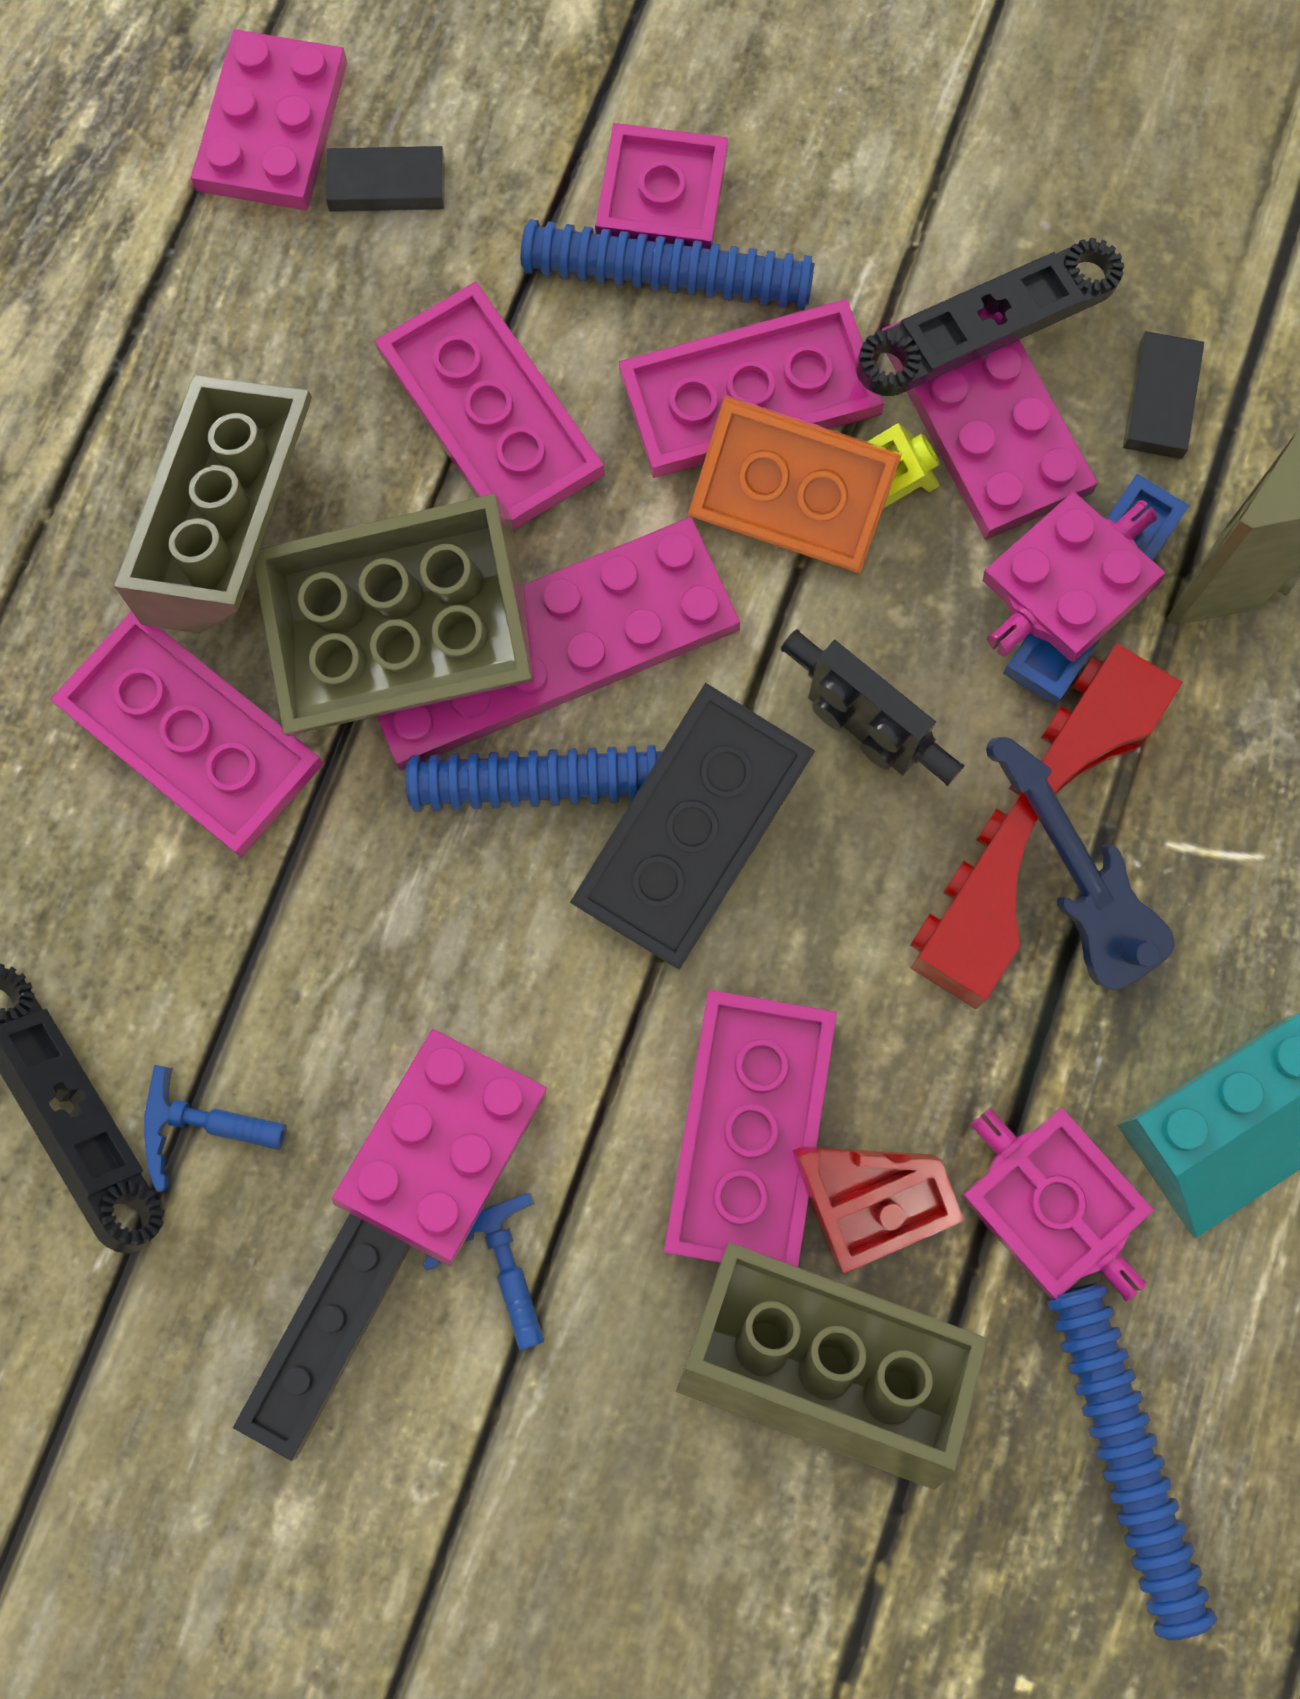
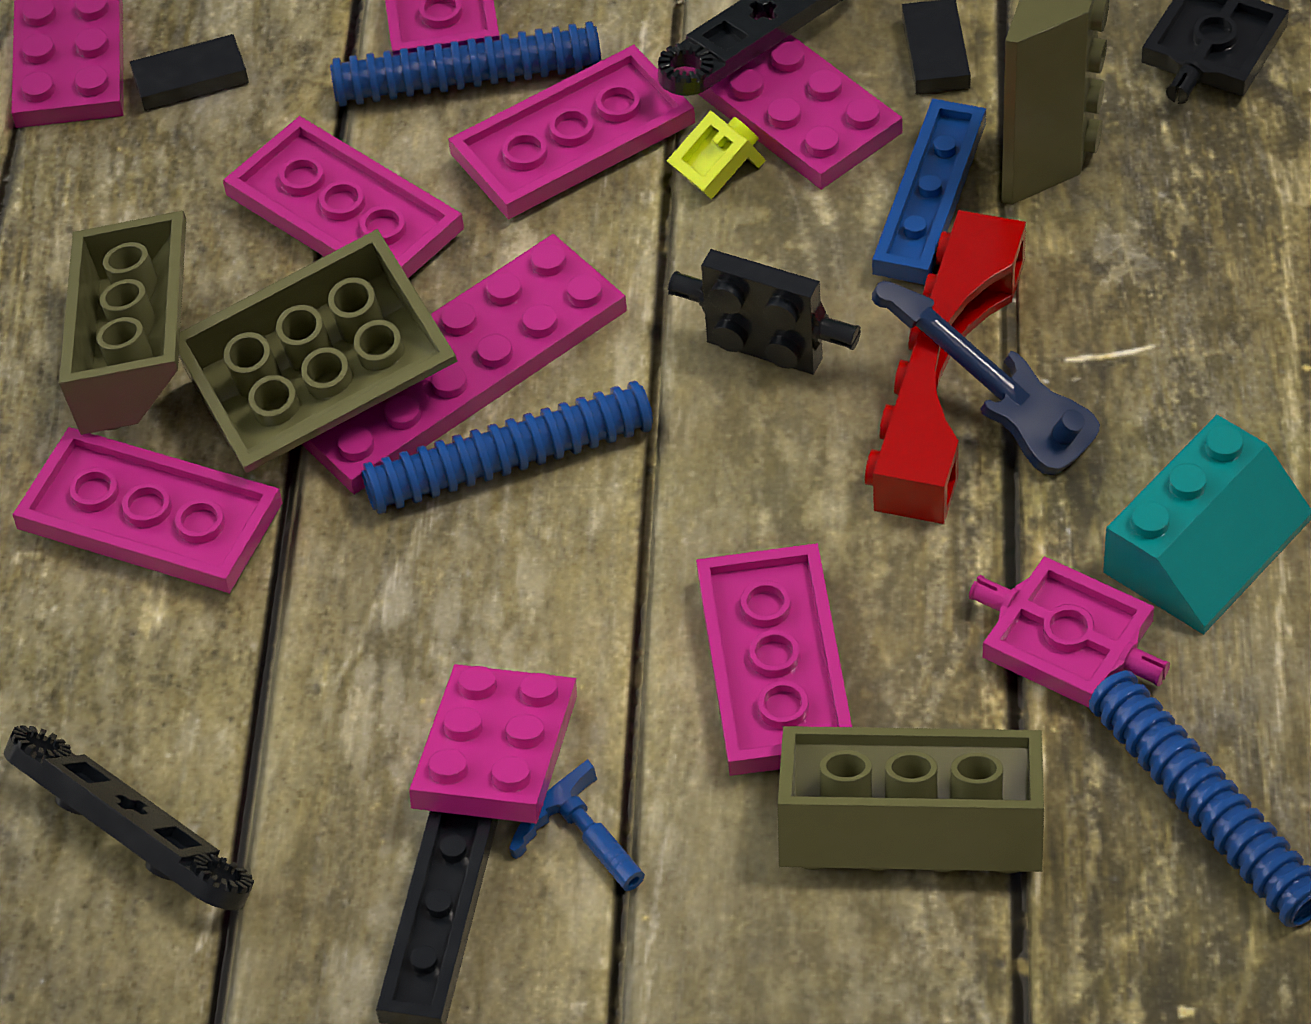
camera: 15 degrees left, 25 degrees down
(216, 1122) = (275, 797): blue piece -> none
(692, 826) = (636, 442): black tile -> none
(793, 484) = (636, 181): orange tile -> none
(876, 1200) = (904, 669): wing -> none
(1072, 577) = (903, 178): dark pink plate -> none

